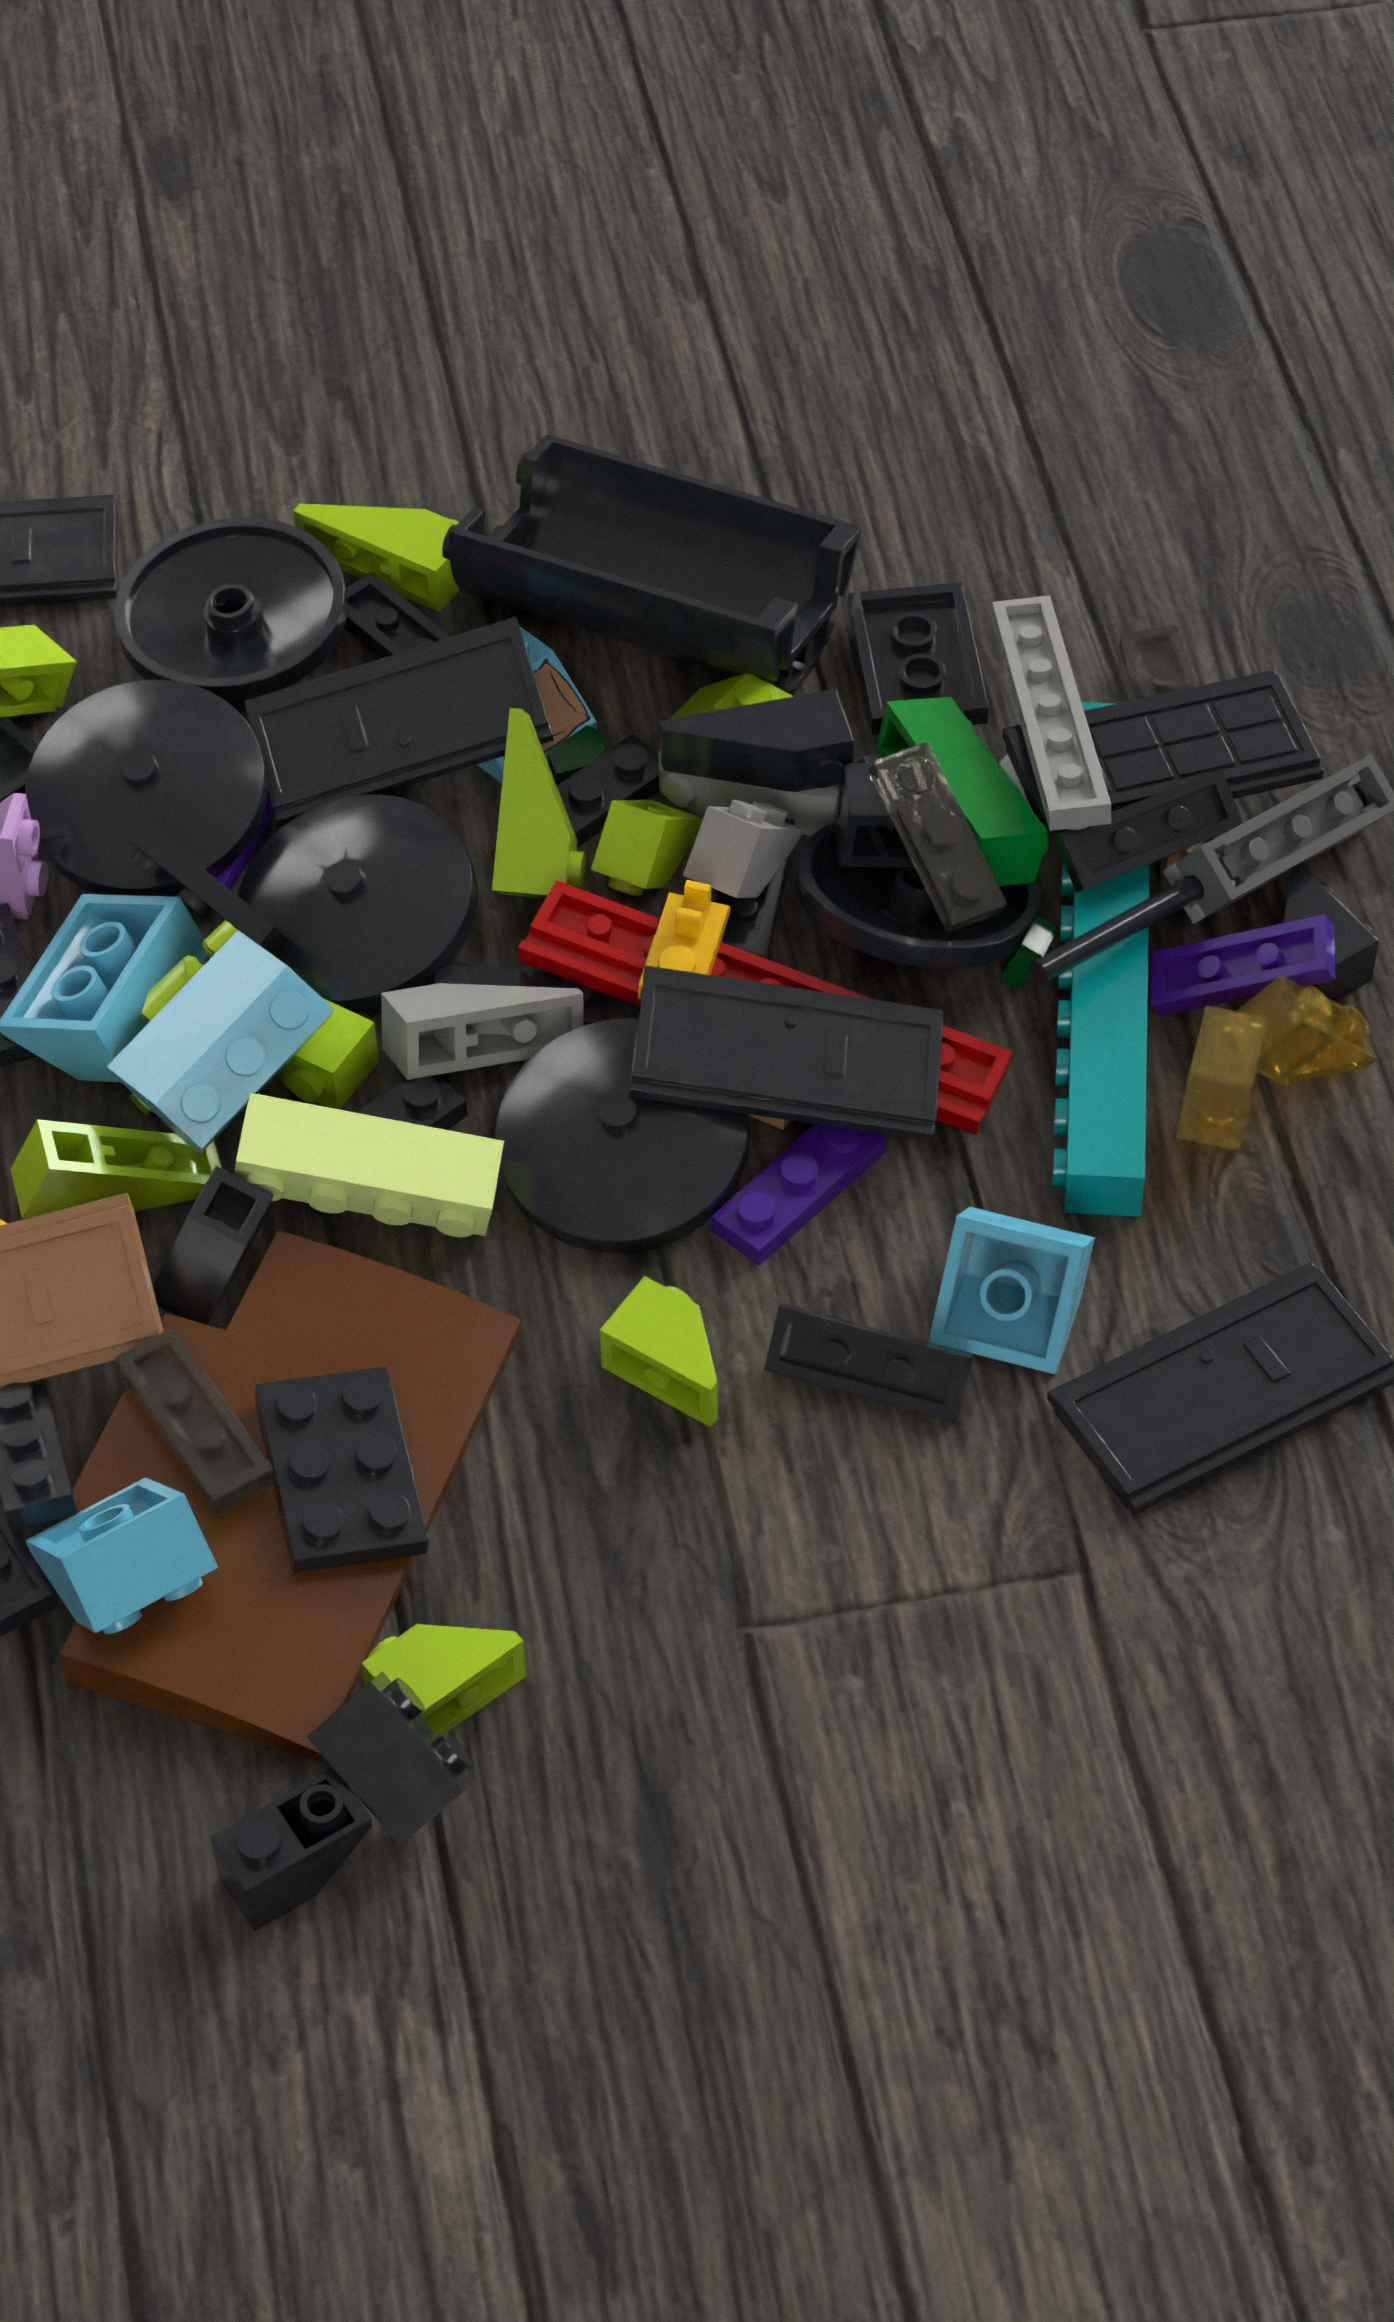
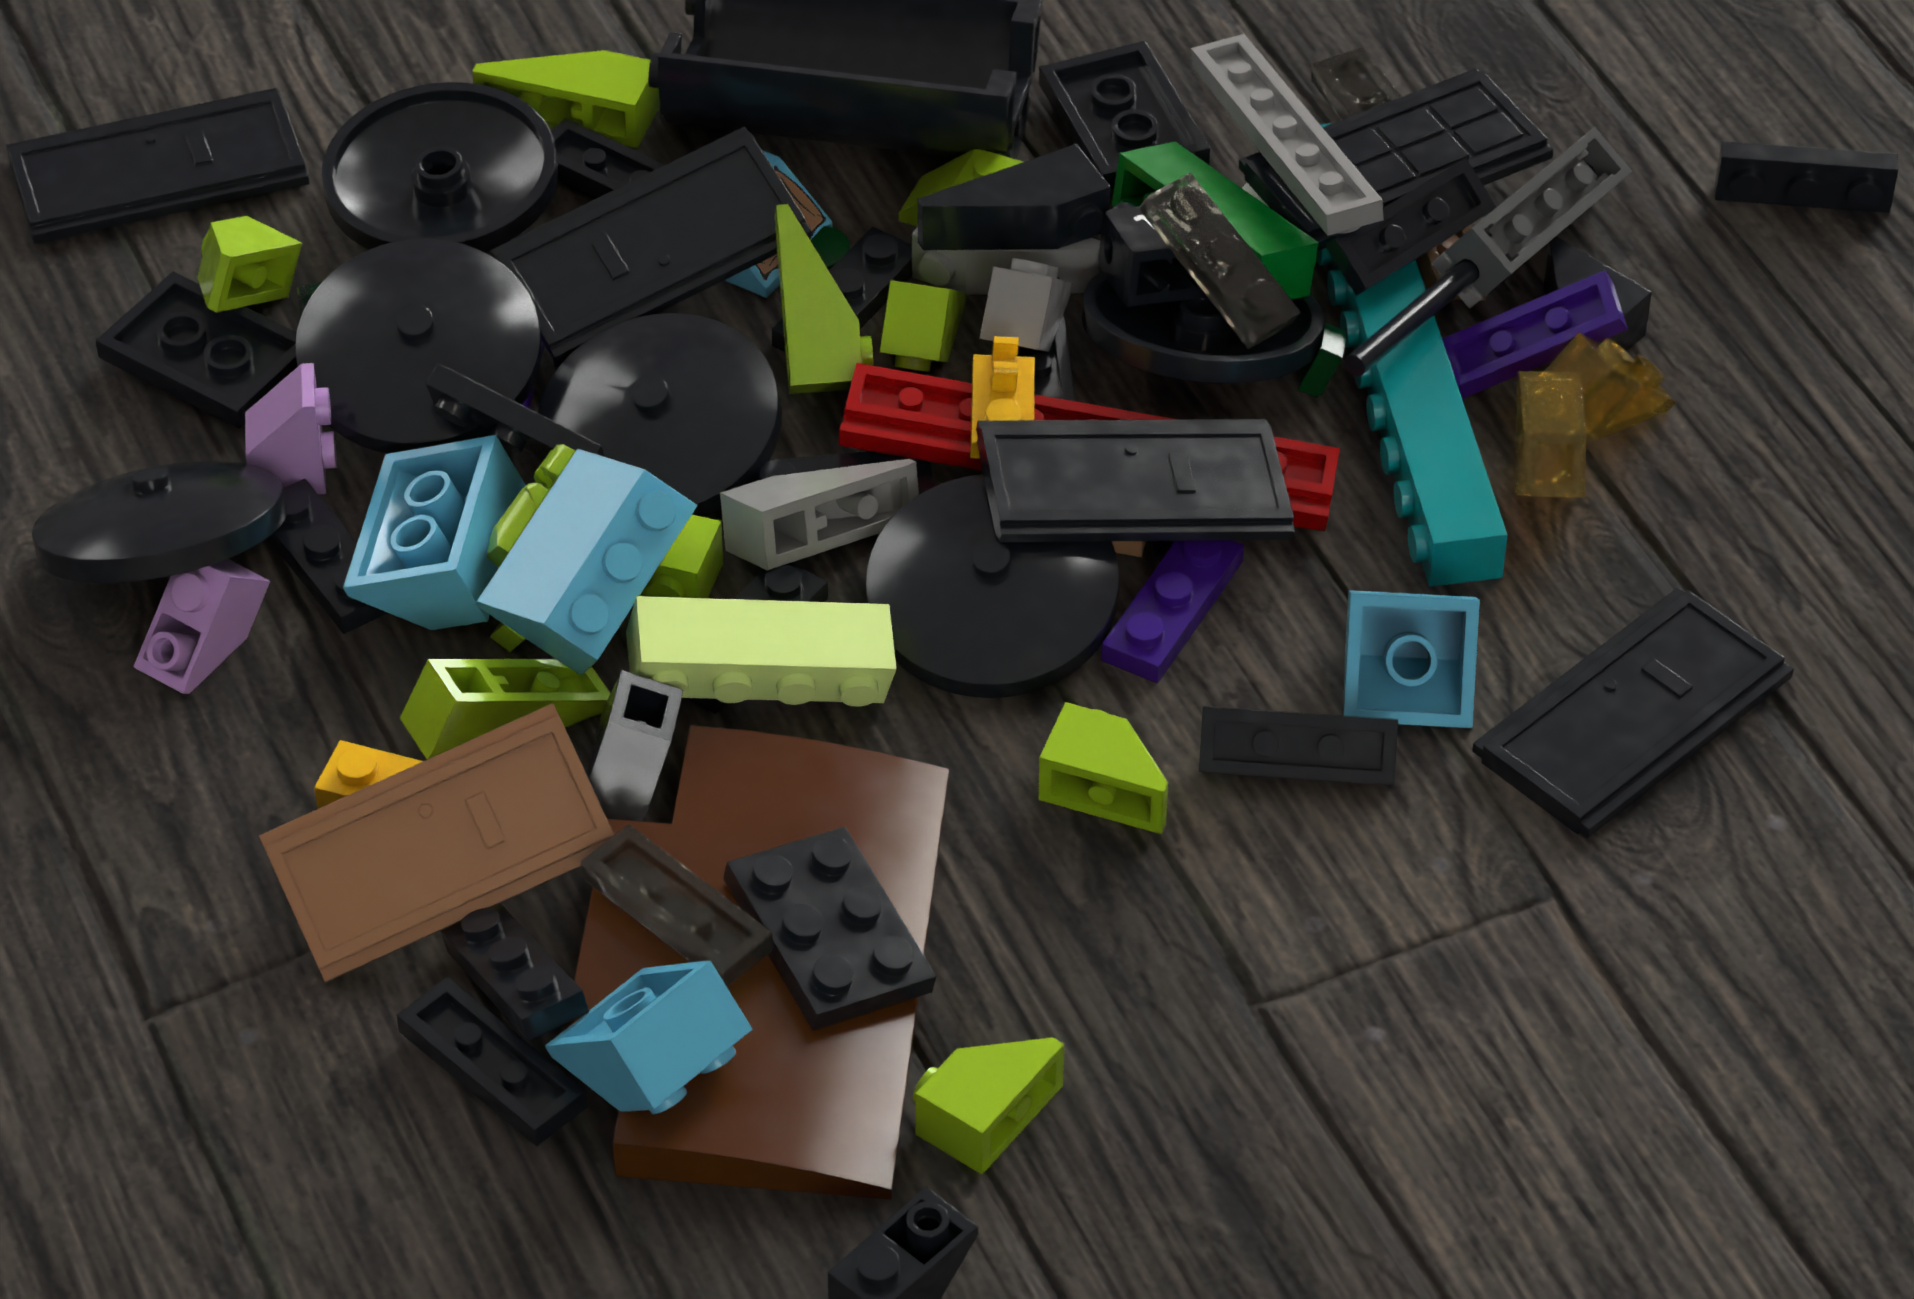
camera: 15 degrees left, 5 degrees down
(393, 1756) = (977, 1167): black brick -> none

